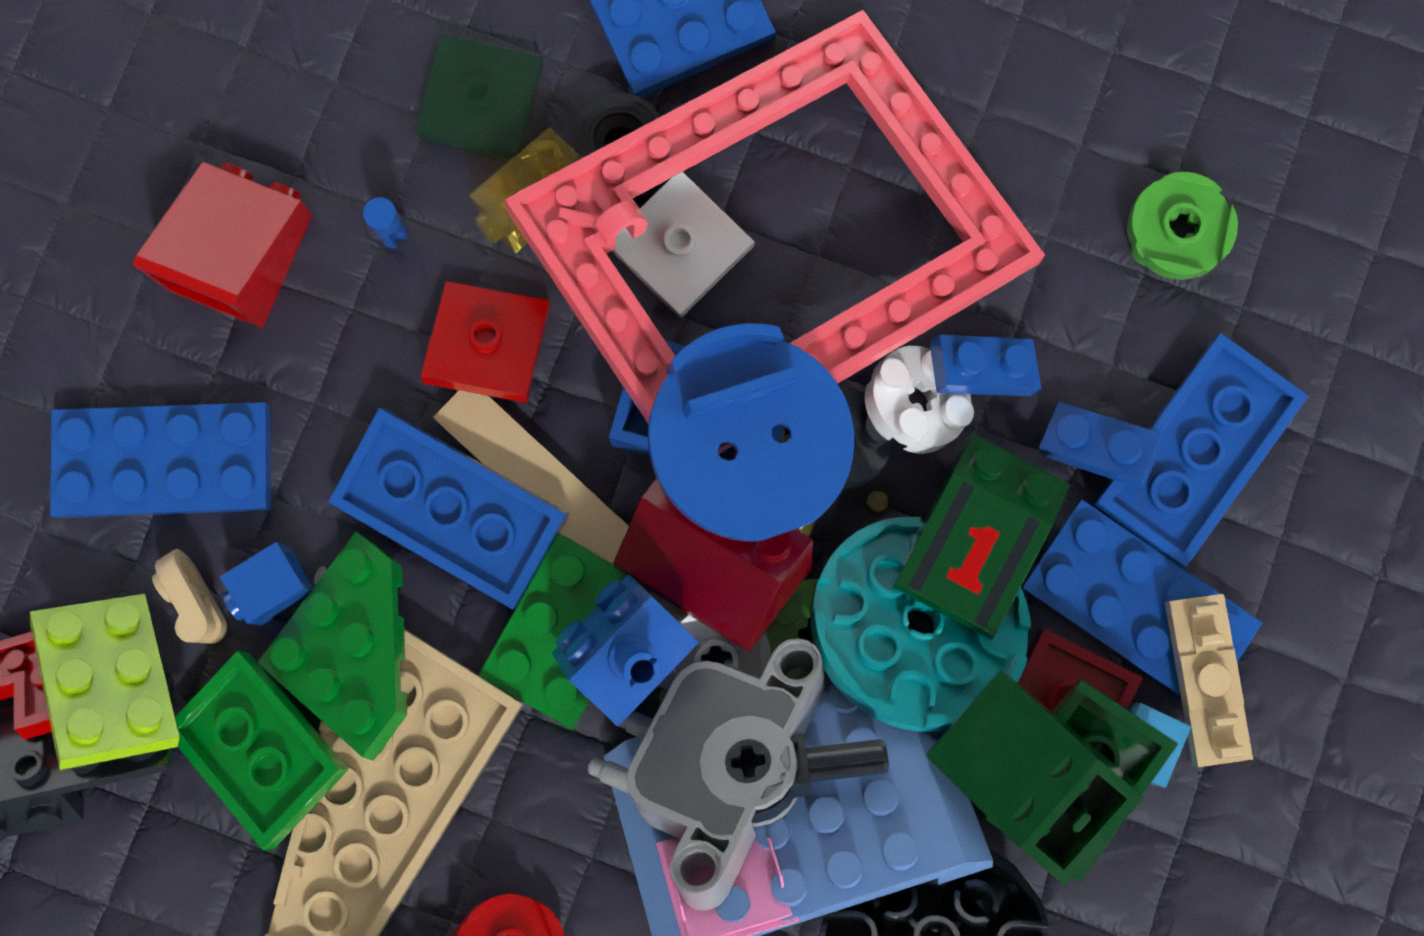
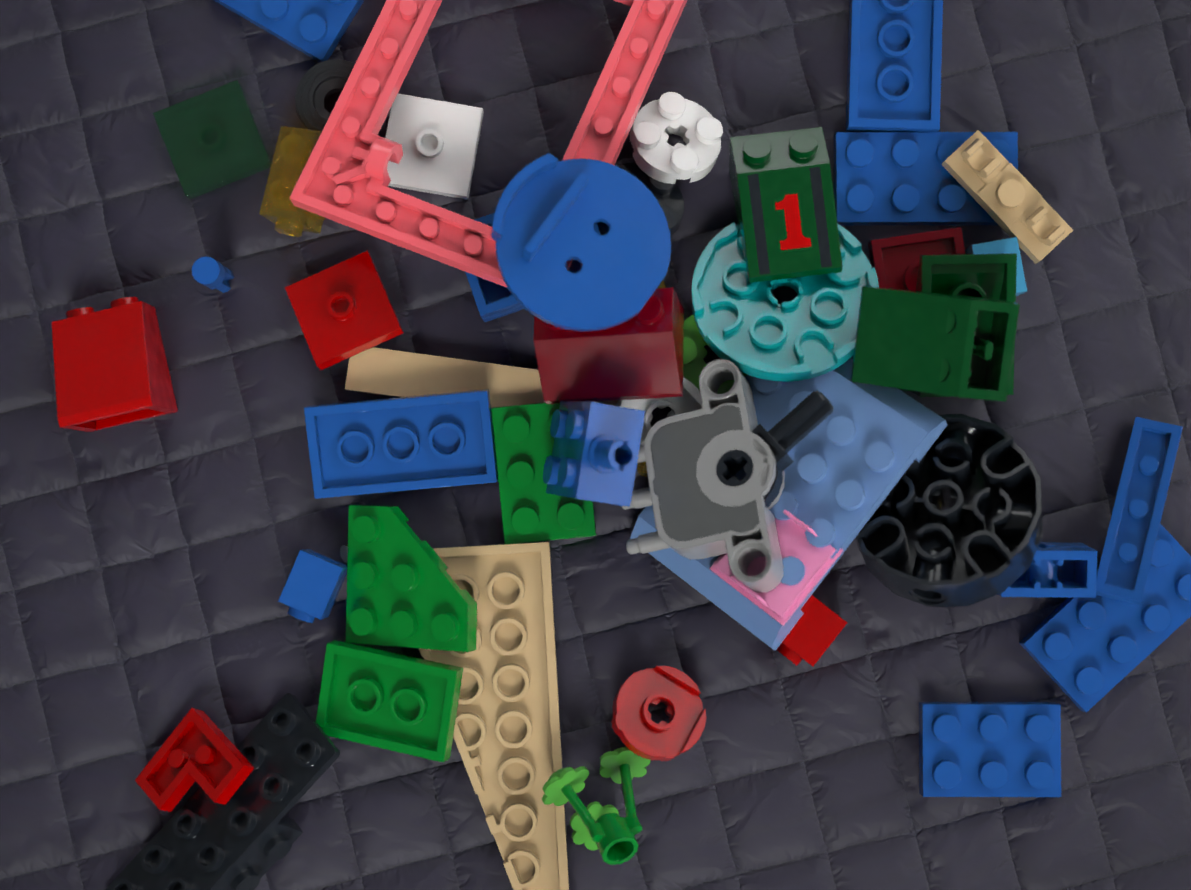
camera: 30 degrees left, 5 degrees up
(103, 681) = (250, 727): lime plate -> none
(160, 460) = (174, 552): blue plate -> none
(183, 585) = (253, 625): tan plate -> none
(877, 501) = (695, 232): clear yellow piece -> none
(985, 365) = (705, 84): blue plate -> none
(1101, 444) = (823, 84): blue plate -> none

